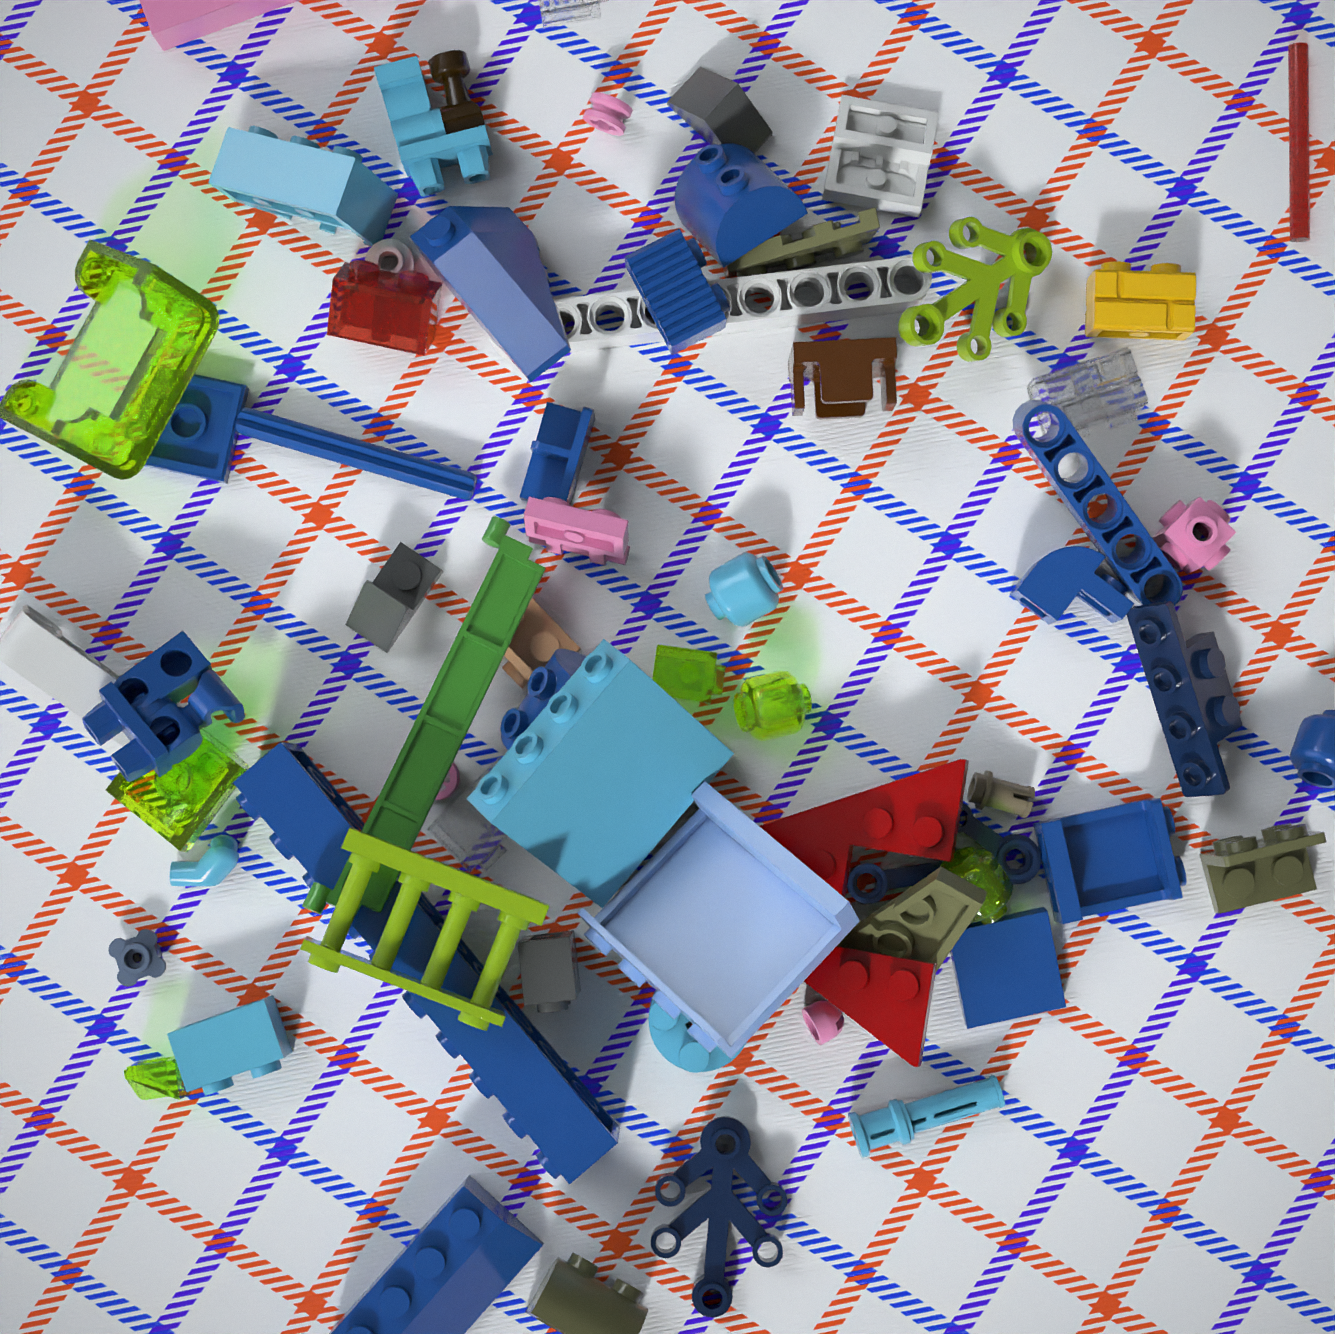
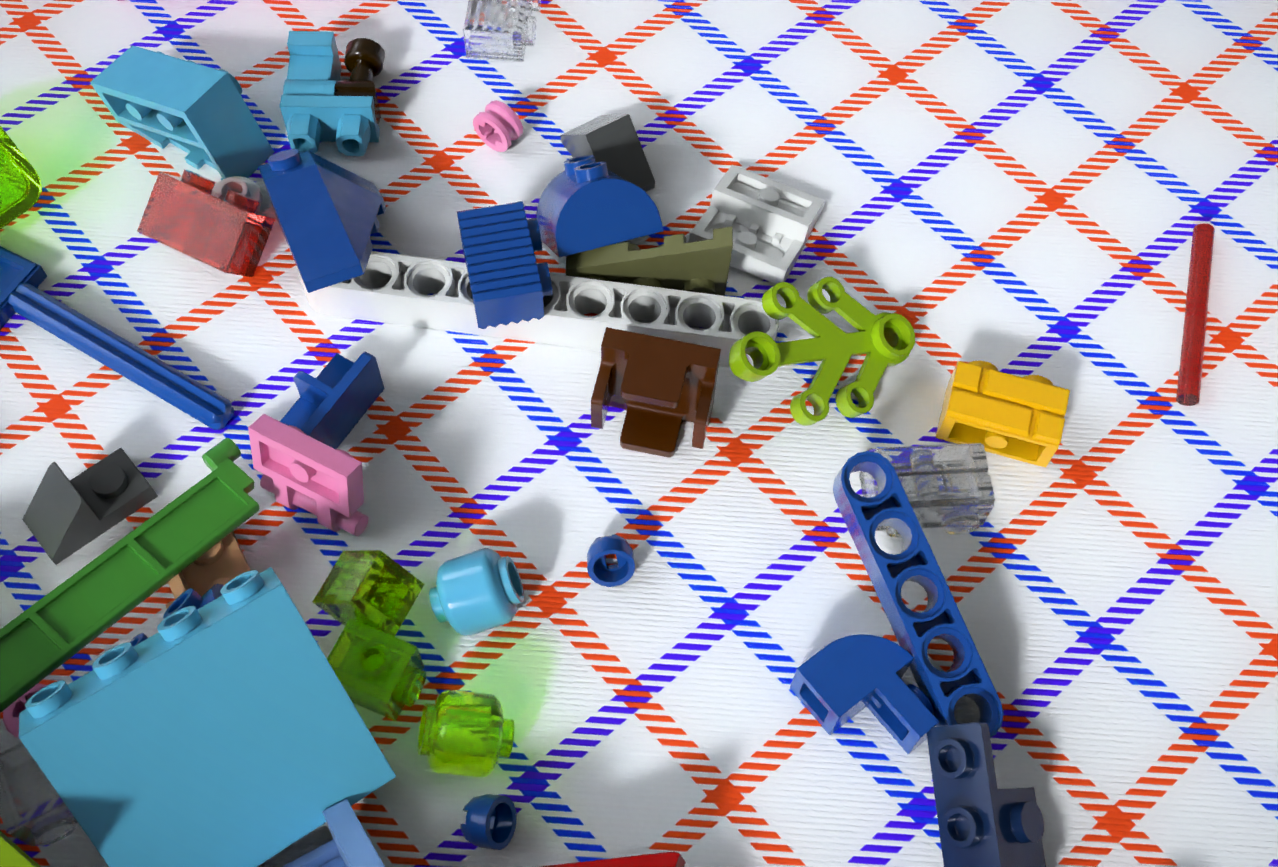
camera: 10 degrees right, 25 degrees down
(661, 617) = (369, 590): none -> clear neon green brick
(810, 764) = (489, 821): none -> blue hinge
(841, 530) = (597, 564): none -> blue hinge
(1177, 536) = (1028, 666): bright pink brick -> none

